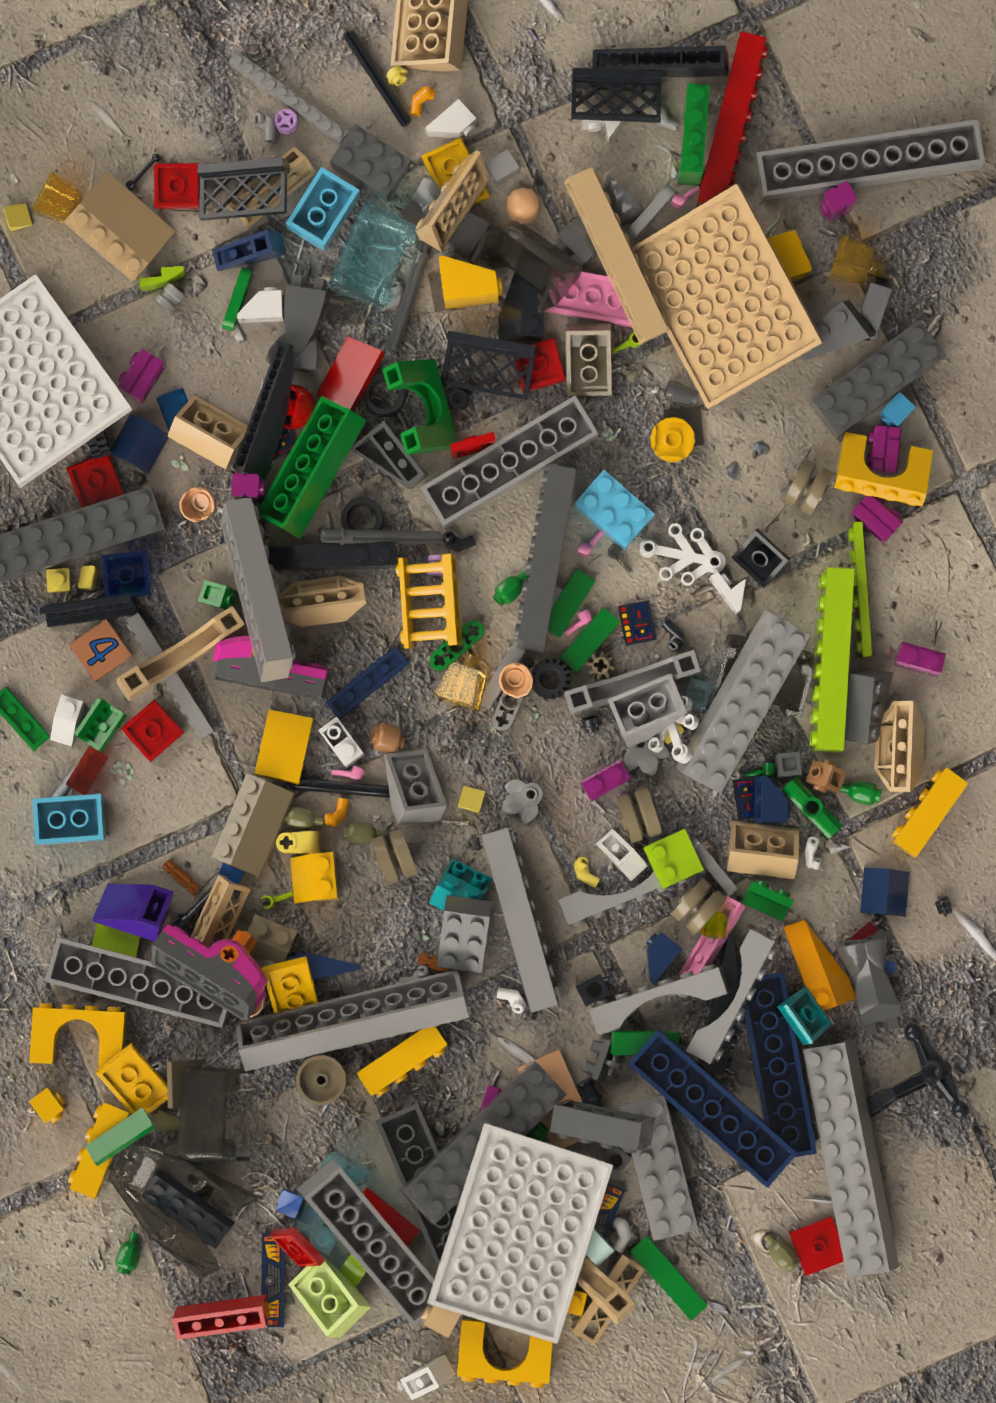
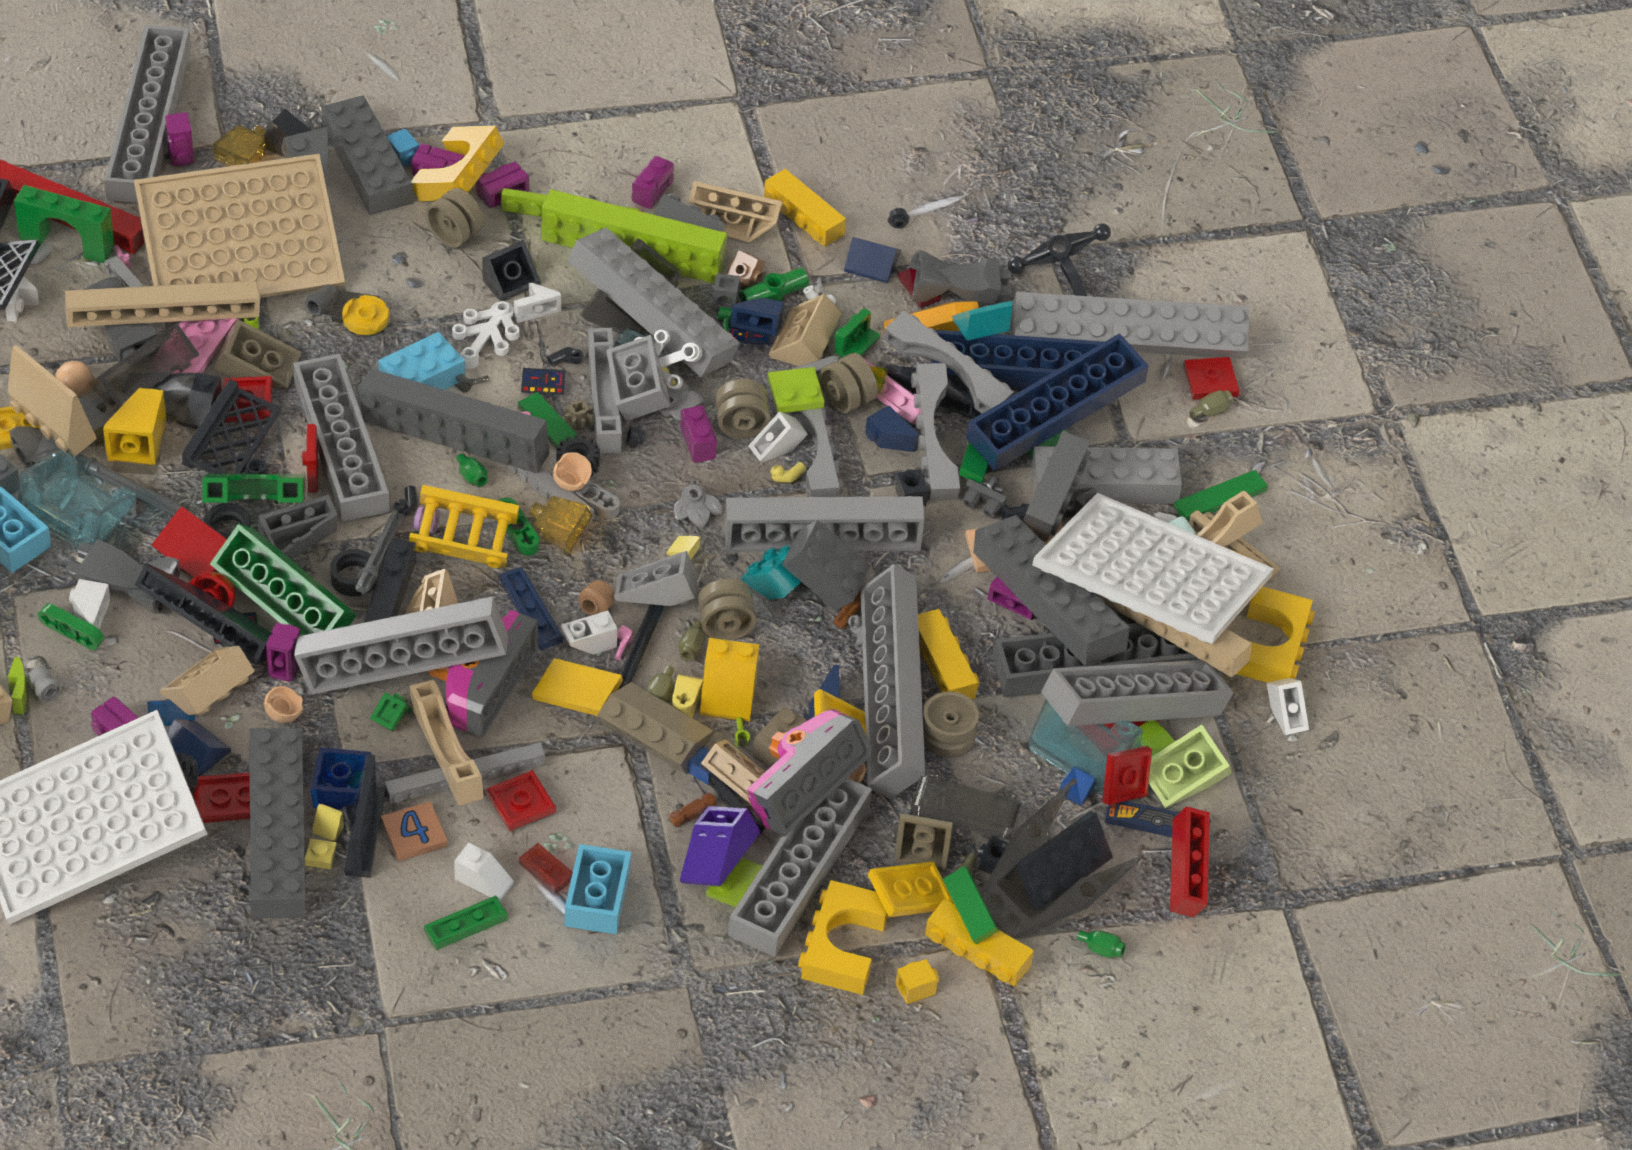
camera: 80 degrees left, 35 degrees down
(100, 724) = (500, 842): green bracket -> none
(249, 250) = (21, 604): dark blue slope -> none
(339, 815) = (662, 657): light orange arm -> none
(514, 997) = (905, 555): white arm -> none
(862, 792) = (771, 250): green plant -> none

